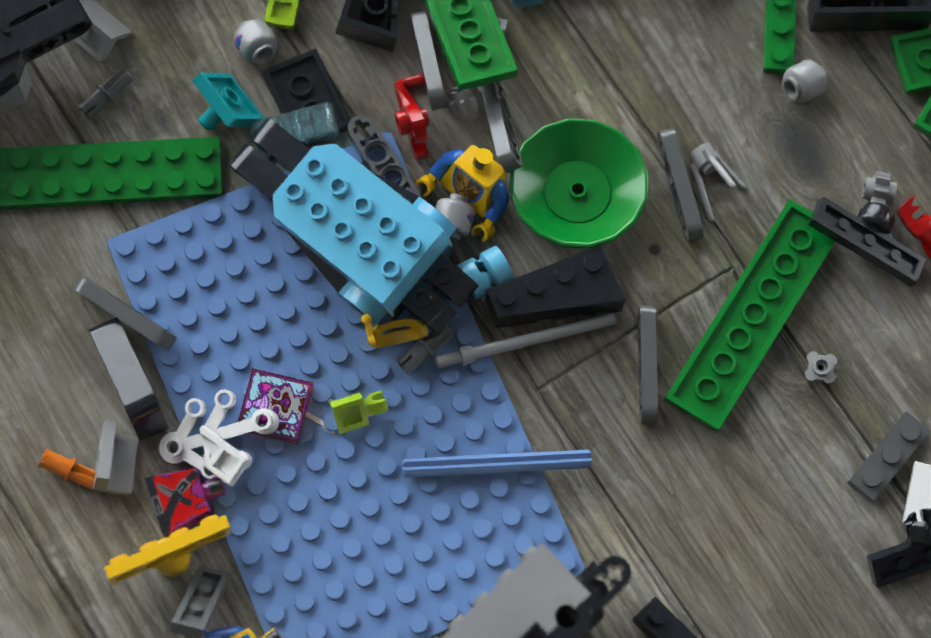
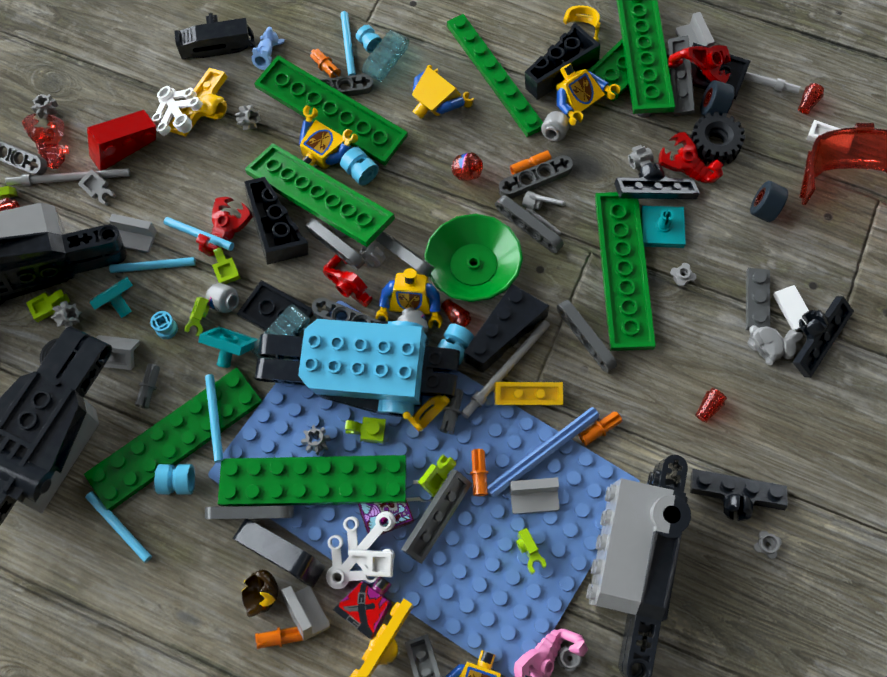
camera: 25 degrees left, 5 degrees down
(64, 219) = (173, 479): none -> medium azure wheel
(79, 408) = (259, 593): none -> dark brown hair
(154, 180) = (214, 418): none -> medium azure bar
(170, 39) = (164, 325): none -> medium azure wheel
(217, 324) = (312, 480): none -> green plate
(219, 41) = (199, 310): none -> lime plate
(250, 271) = (316, 434): none -> light grey gear
(319, 309) = (370, 429): none -> lime plate
(325, 453) = (436, 516): none -> dark grey plate
(401, 551) = (527, 545): none -> lime plate
(407, 438) = (479, 473): none -> orange axle
(450, 505) = (534, 495): none -> light grey panel
(513, 238) = (456, 313): none -> clear red cone
(529, 386) = (528, 393): none -> yellow plate
(583, 480) = (600, 428): none -> orange axle
(656, 64) = (467, 166): none -> clear red head
(731, 540) = (711, 404): none -> clear red cone
(734, 125) = (537, 179): none -> dark grey beam
(744, 110) = (531, 162): none -> orange piece
(843, 293) = (663, 226): none -> teal tile
(860, 519) = (771, 344): none -> light grey animal
(865, 56) = (580, 91): none -> torso

